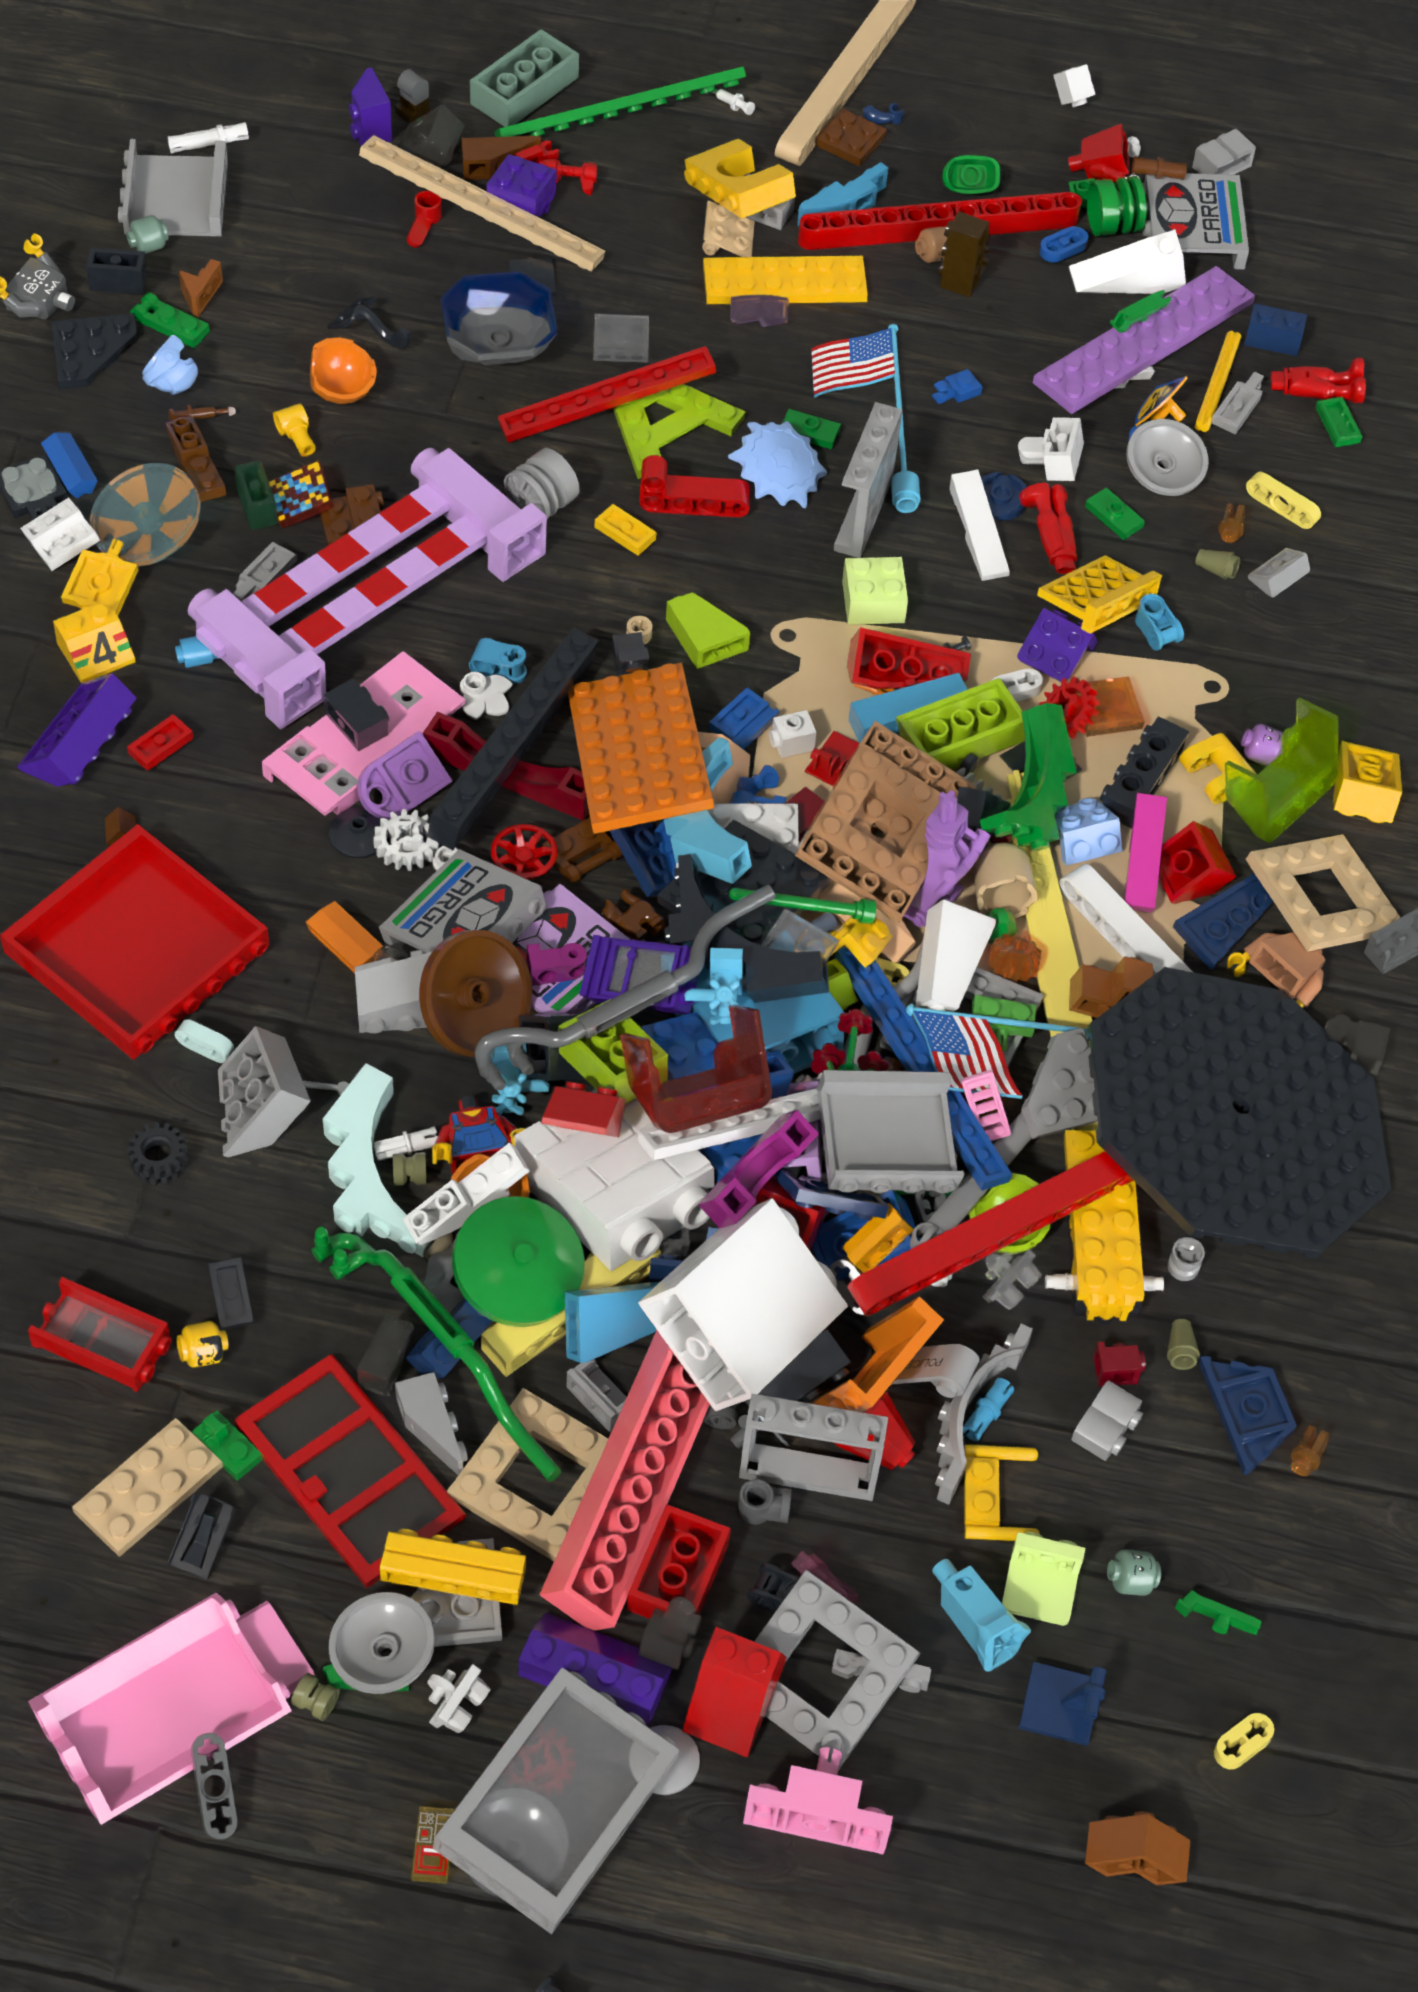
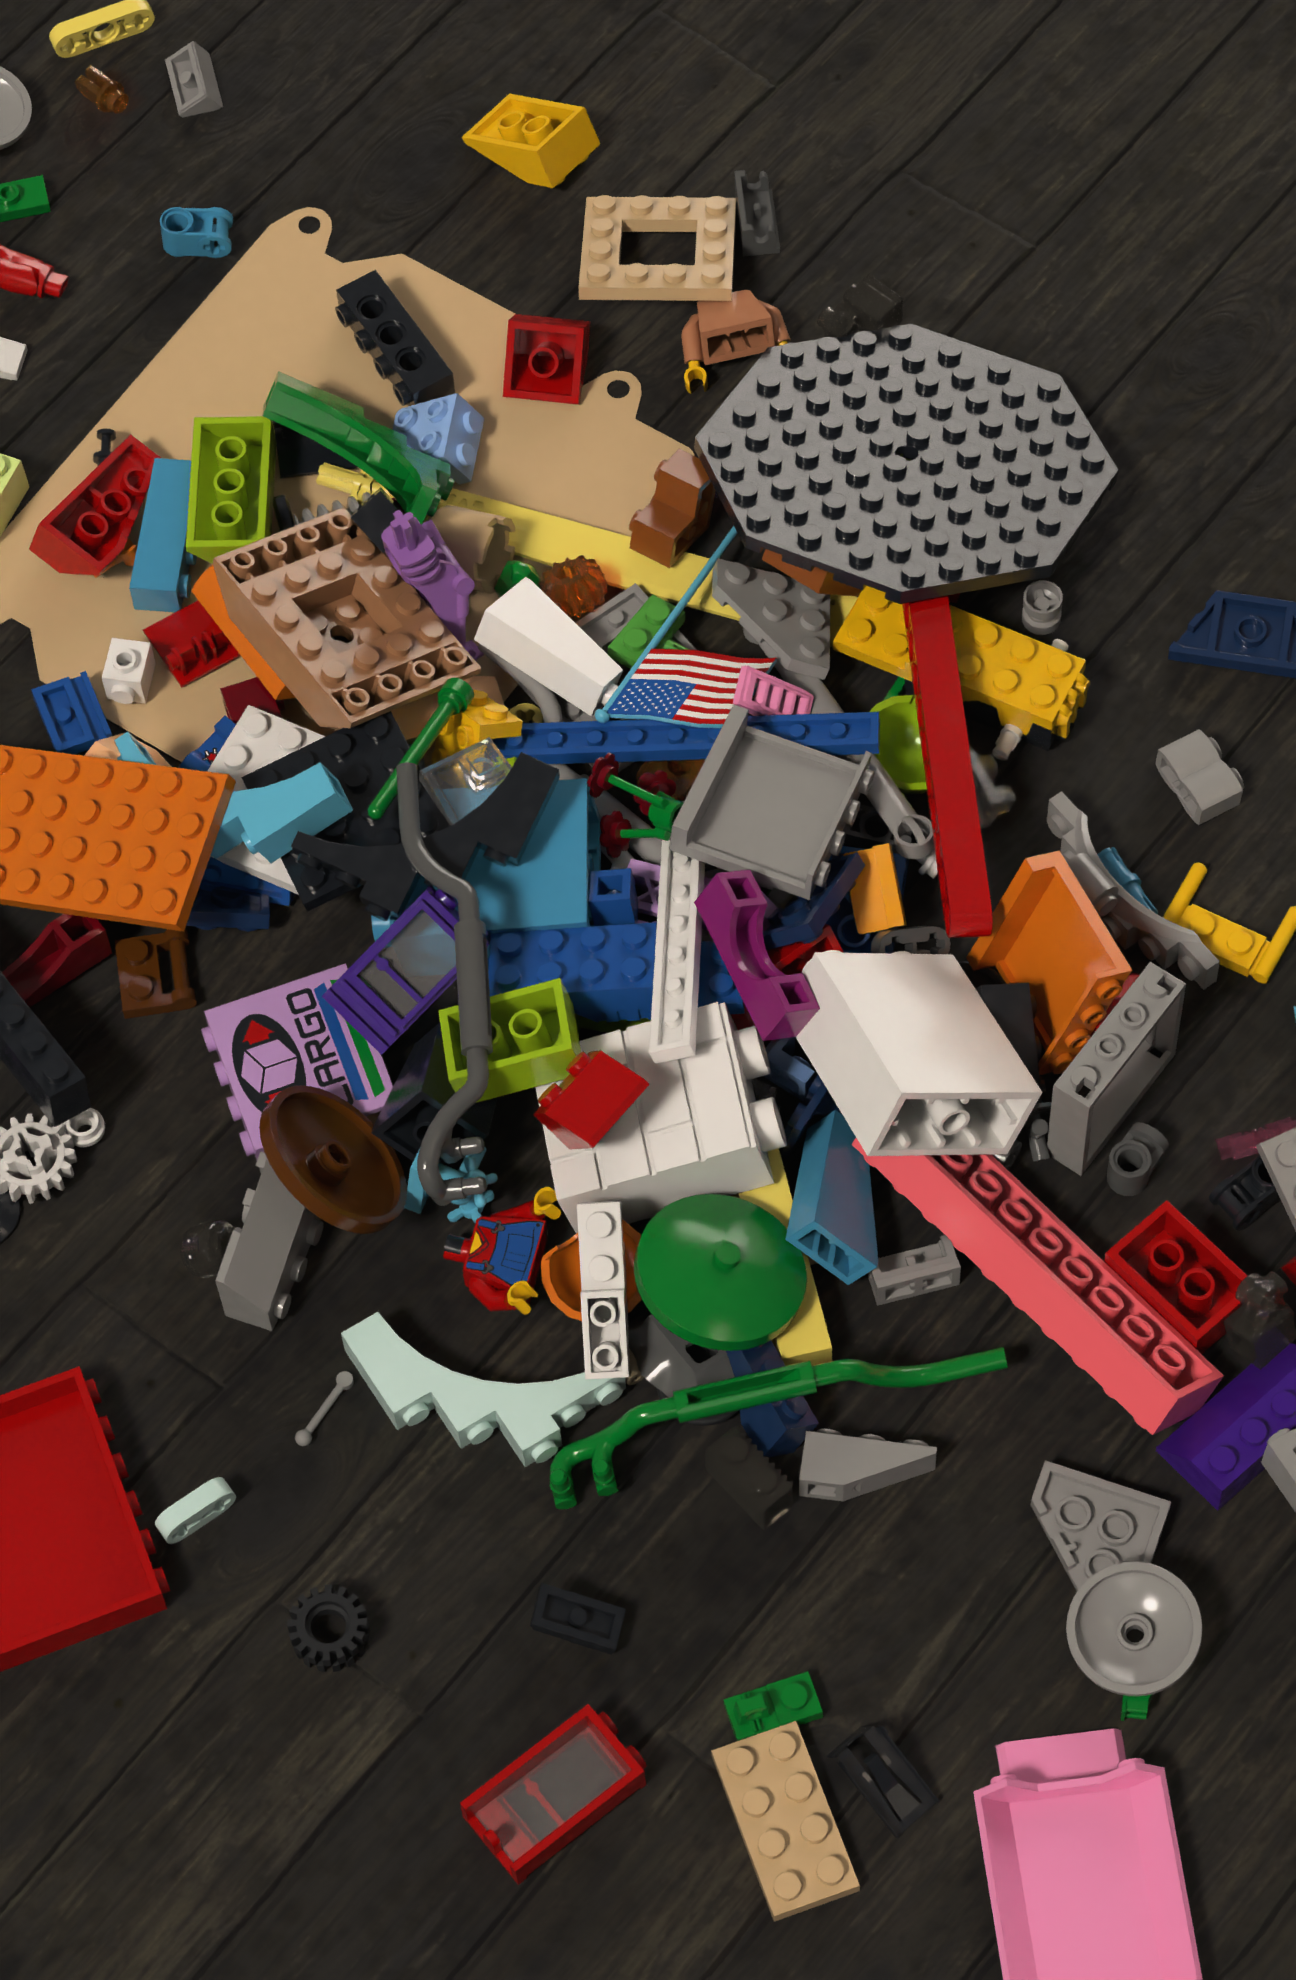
camera: 55 degrees left, 5 degrees up
(202, 1344) = (629, 1679): yellow head -> none
(226, 1811) = (1201, 1893): dark grey beam -> none
(259, 1092) = (308, 1474): light grey wedge -> none
(315, 1696) = (1154, 1735): olive wheel -> none
(343, 935) = (134, 1287): orange piece -> none
(347, 1466) = (872, 1584): door -> none
(405, 1143) = (467, 1336): white axle -> none
(409, 1169) = (506, 1349): olive wheel -> none
(449, 1711) = (1220, 1584): white hips -> none
(453, 1566) = (1071, 1514): yellow brick -> none
(464, 897) = (184, 1131): light grey panel -> none
(478, 1482) = (967, 1454): tan plate -> none
(524, 856) = (133, 1036): red wheel -> none
(556, 963) = (327, 1057): magenta leg -> none
(636, 919) = (292, 954): reddish brown animal -> none
(725, 984) = (504, 883): medium azure piece -> none
(731, 1088) = (632, 949): clear red windscreen -> none
(767, 778) = (173, 729): blue piece -> none
(1015, 683) = (186, 411): white beam -> none
(1055, 645) = (167, 345): dark purple bracket -> none
(1076, 708) = (275, 357): red gear -> none
(1112, 603) = (148, 252): yellow fence -> none
(1116, 919) = (586, 463): white beam -> none
(1117, 707) = (282, 336): clear orange plate -> none
(1118, 1363) = (1135, 734): dark red brick -> none
(1145, 852) = (519, 397): dark pink slope -> none
(1182, 1346) = (1144, 662): olive cone -> none
(1211, 751) = (432, 255): yellow connector -> none
(1220, 563) = (148, 132): olive cone -> none
(1224, 920) = (633, 362): dark blue wing -> none
(1262, 744) = (427, 210): medium lavender head -> none
(1293, 779) = (488, 199): clear neon green windscreen -> none

